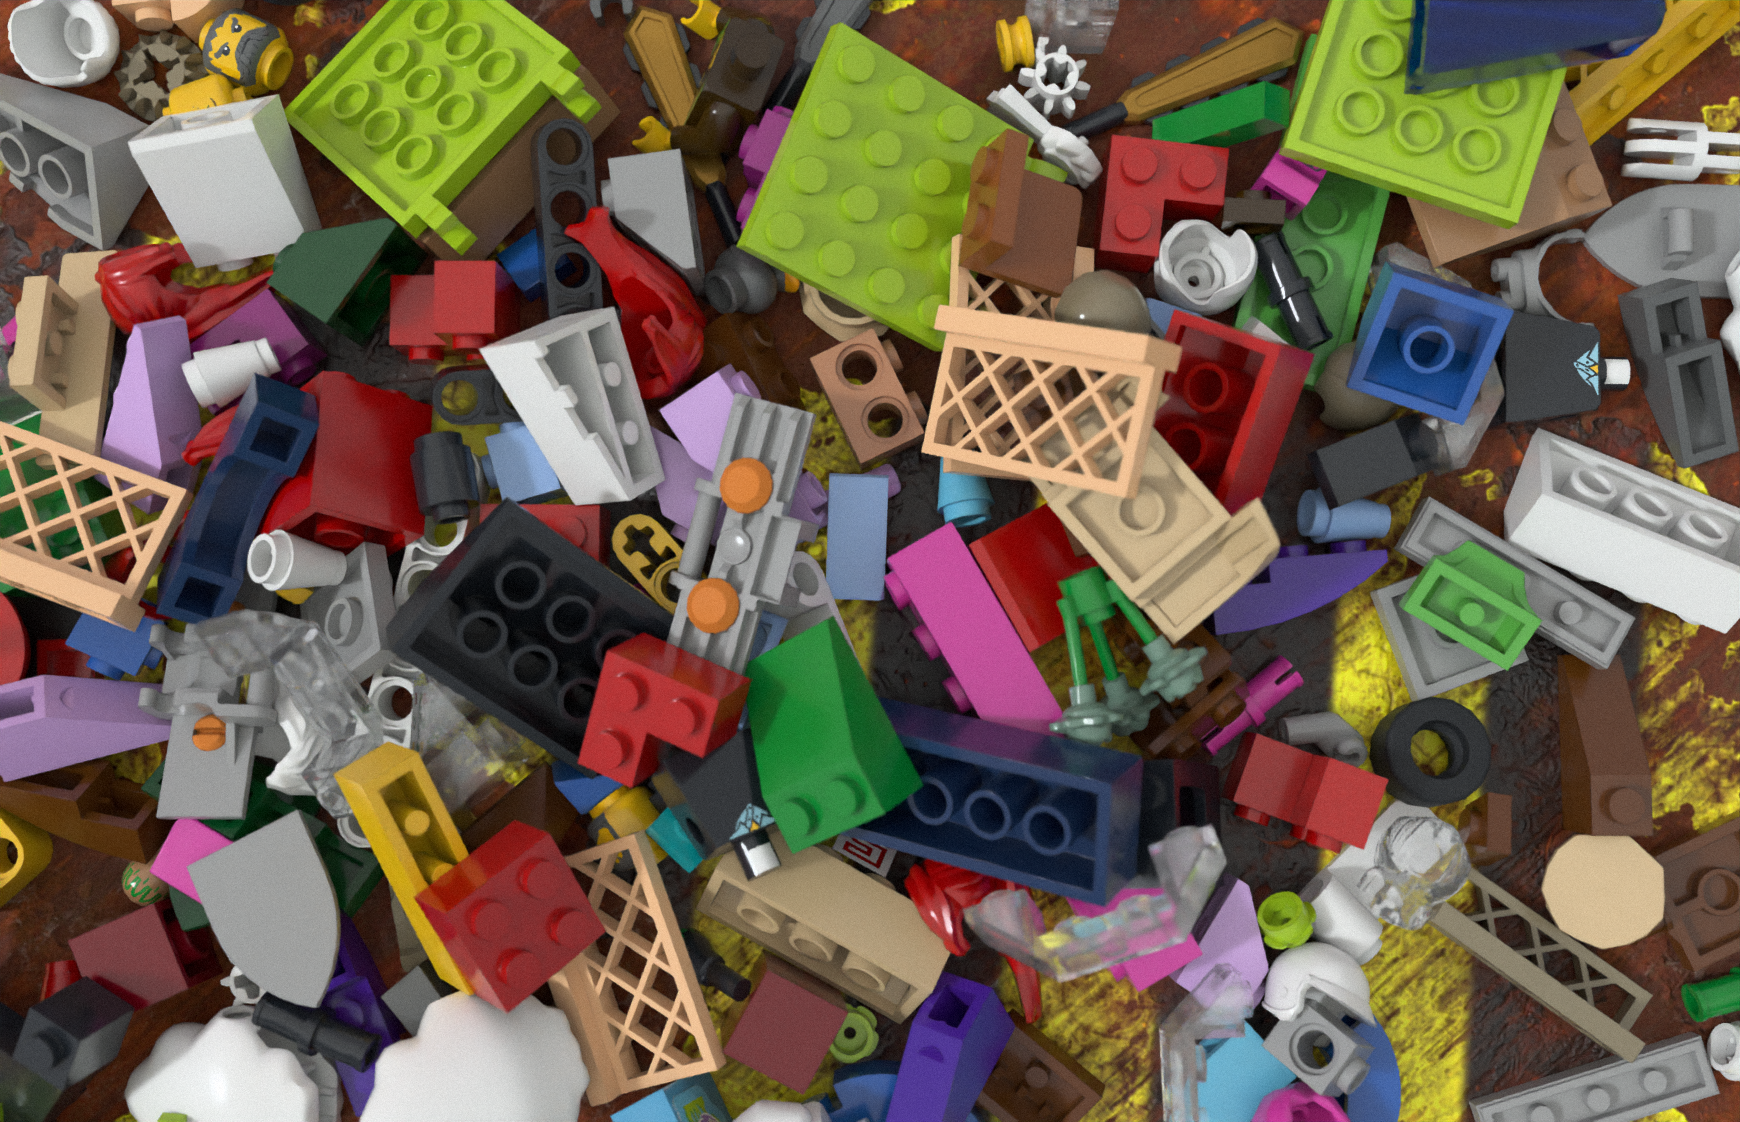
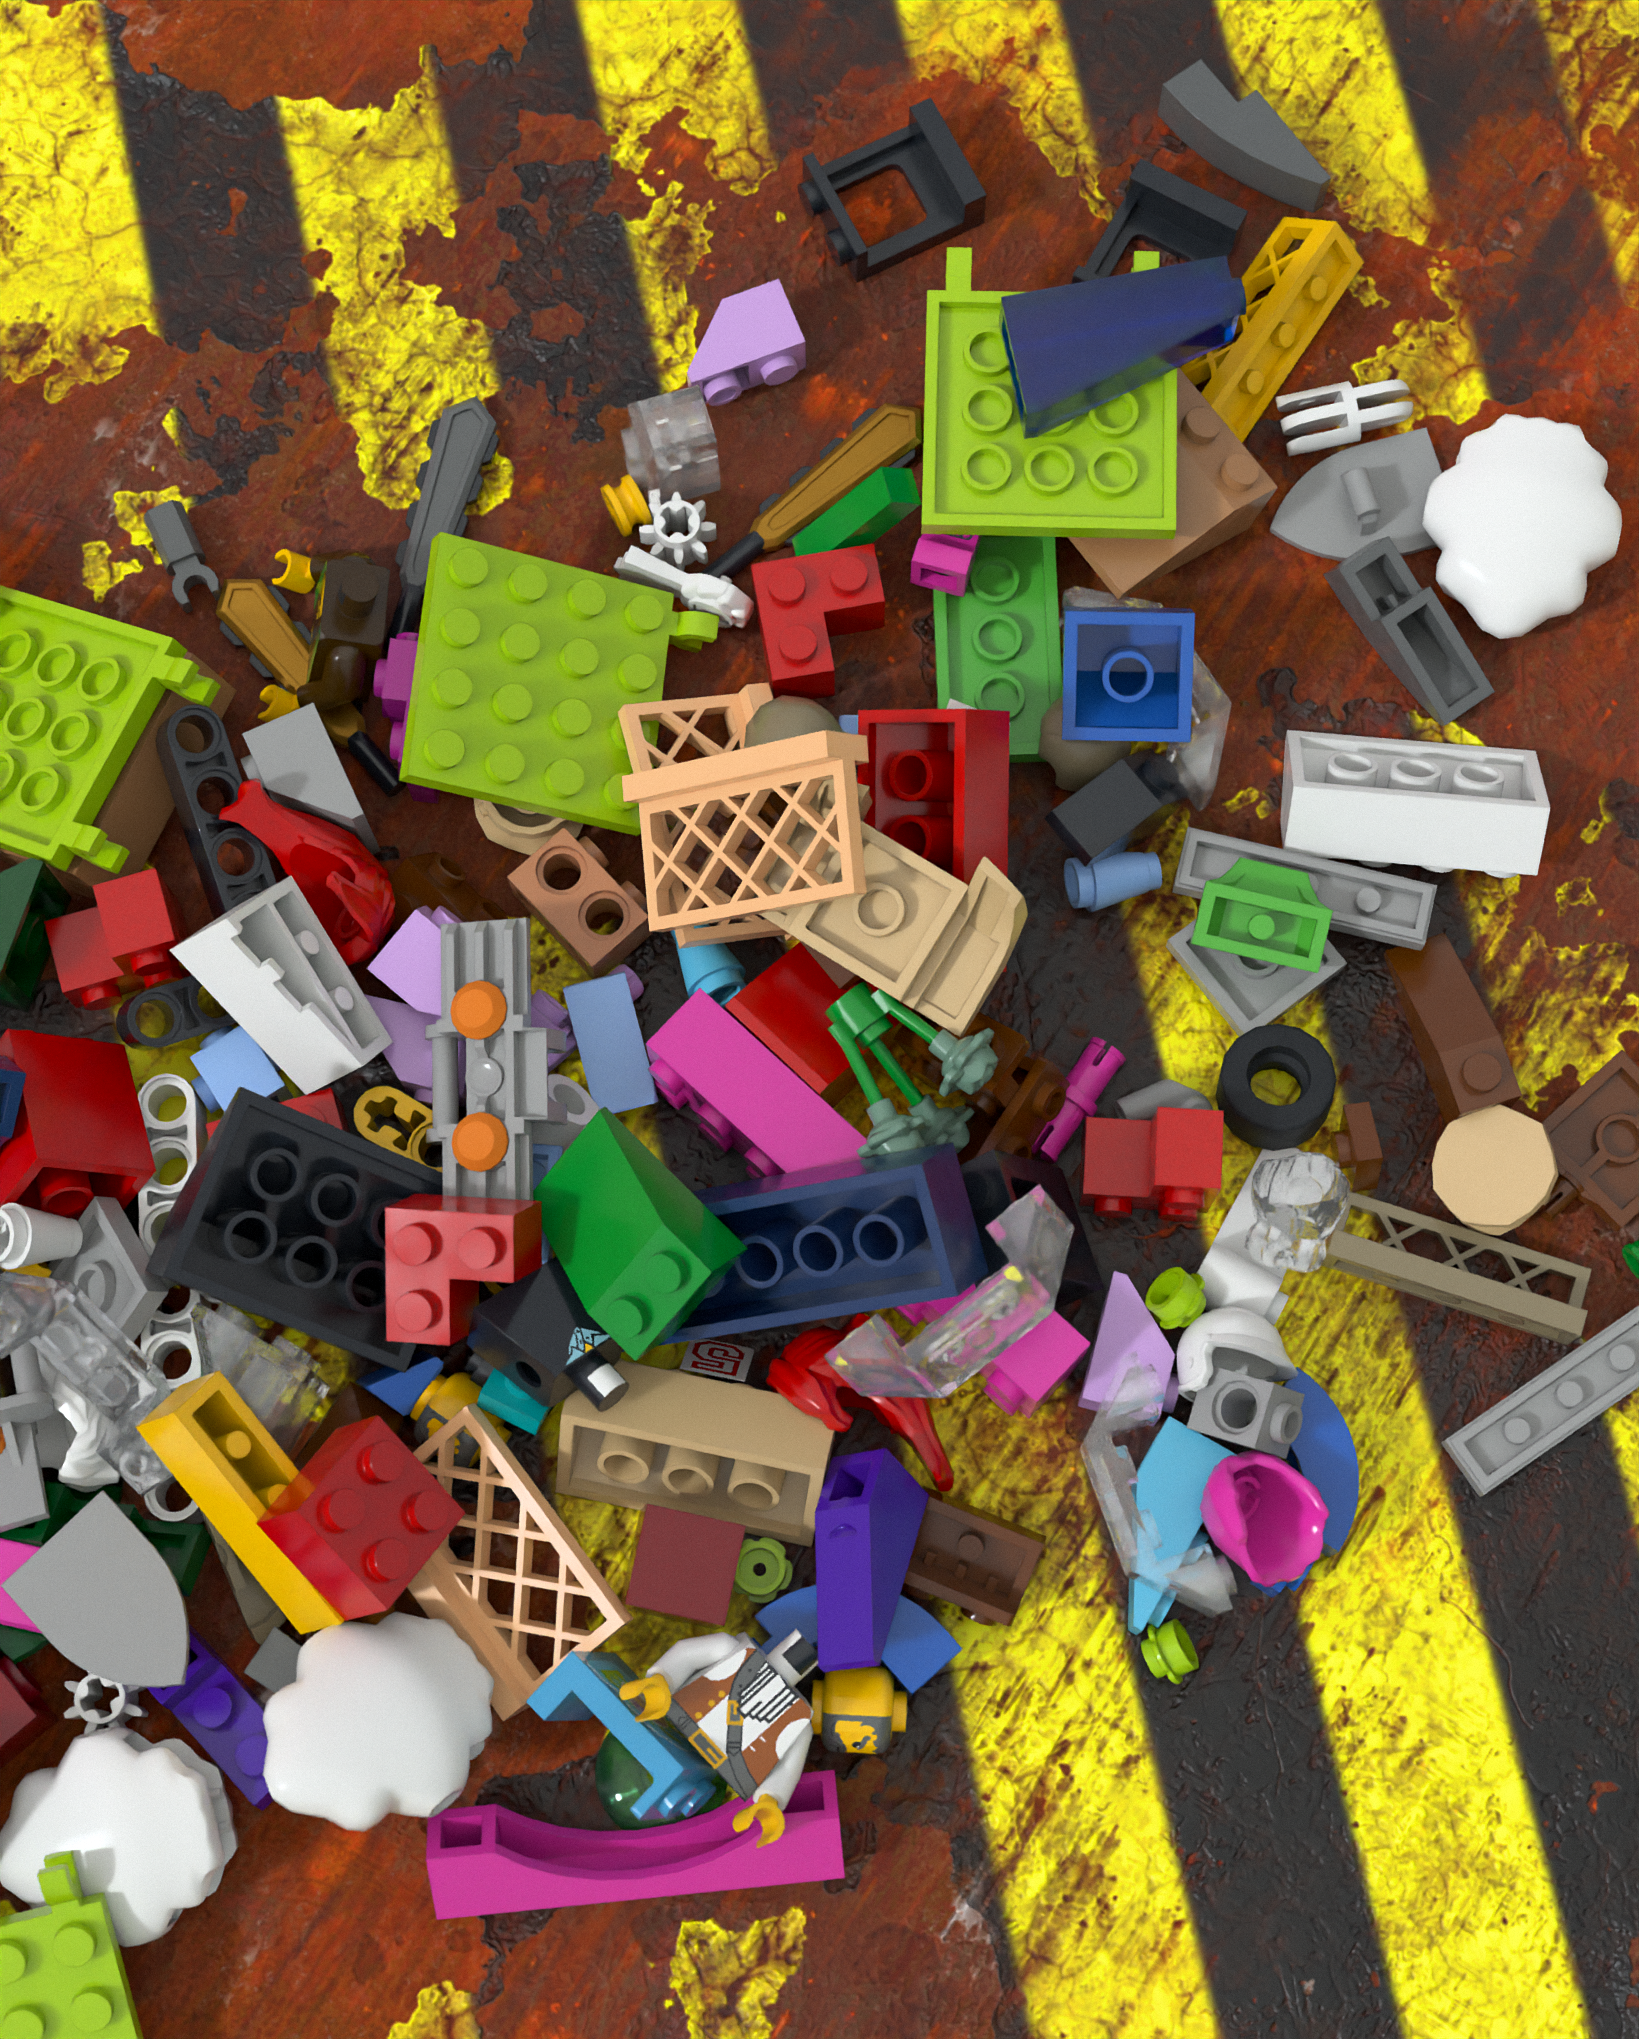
camera: 15 degrees left, 10 degrees down
(318, 1031) = (187, 1721): black pin -> none
(444, 477) = (161, 1105): black brick -> none
(522, 265) = (181, 874): blue slope -> none
(711, 967) = (589, 1535): black piece -> none
(745, 283) = (419, 821): dark grey animal -> none
(1018, 220) = (680, 675): dark orange bracket -> none
(1215, 262) = (882, 657): white helmet -> none
(1253, 213) = (918, 602): dark brown plate -> none
(1291, 293) = (981, 666): black pin -> none
(1296, 586) = (1076, 966): dark purple slope -> none
(1520, 276) = (1222, 599): light grey helmet -> none
(1552, 371) = (1272, 669): black torso -> none

